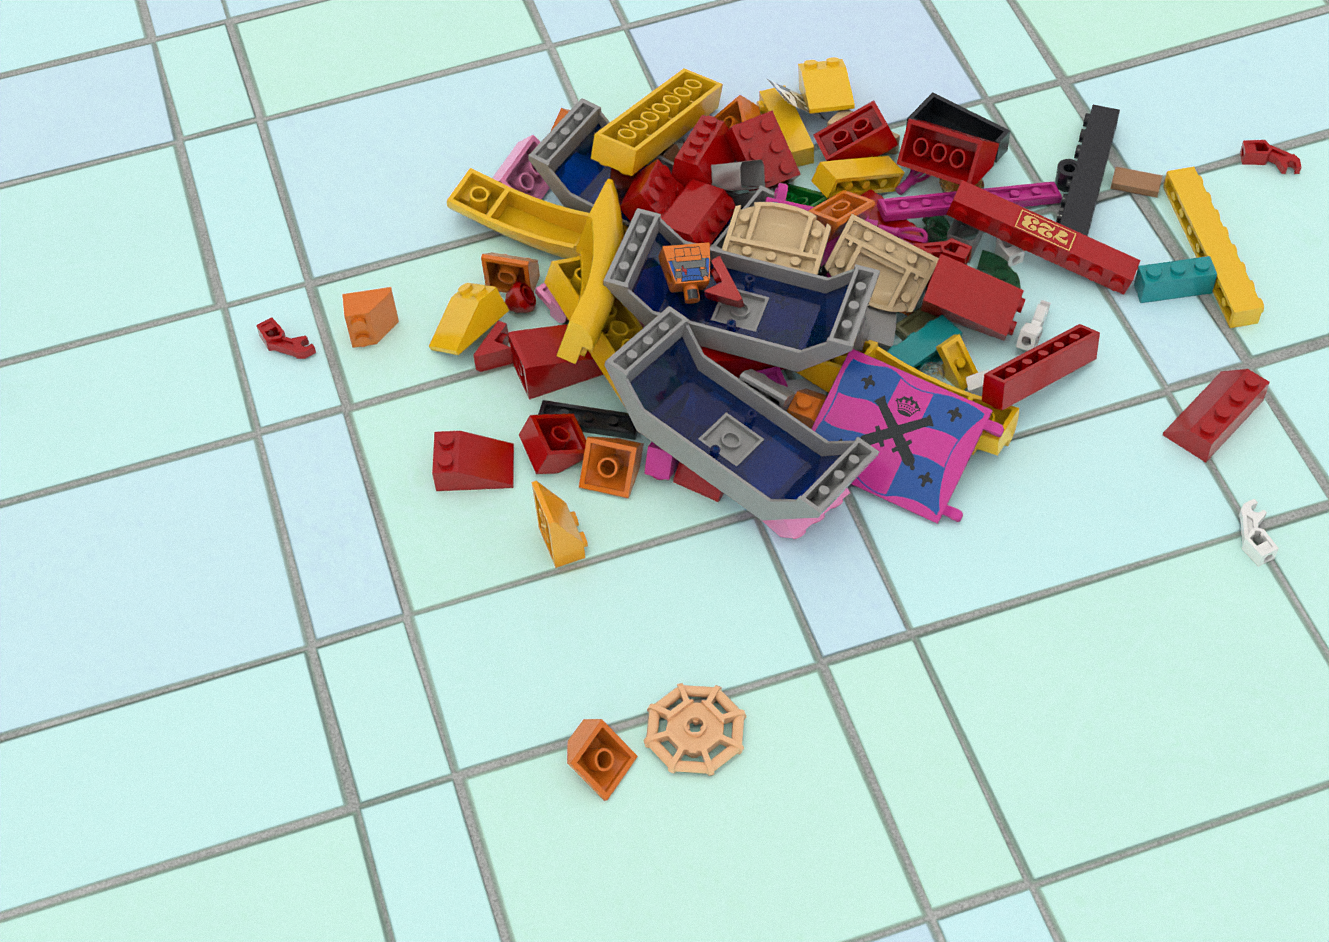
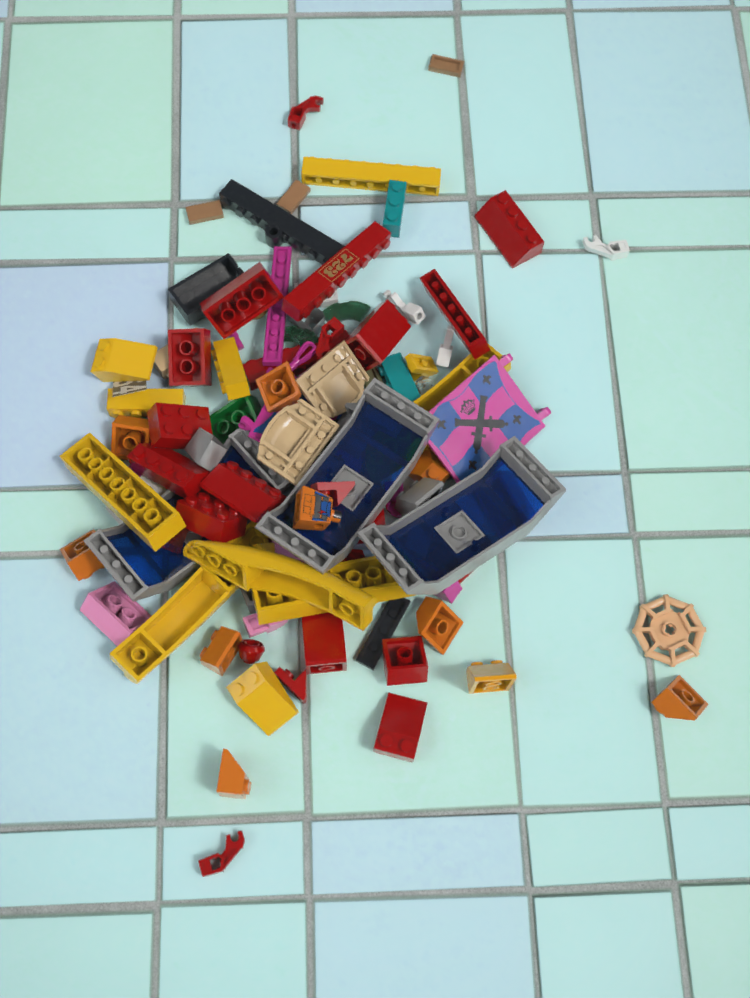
camera: 80 degrees left, 15 degrees up
(1065, 107) = (204, 212): none -> medium nougat tile

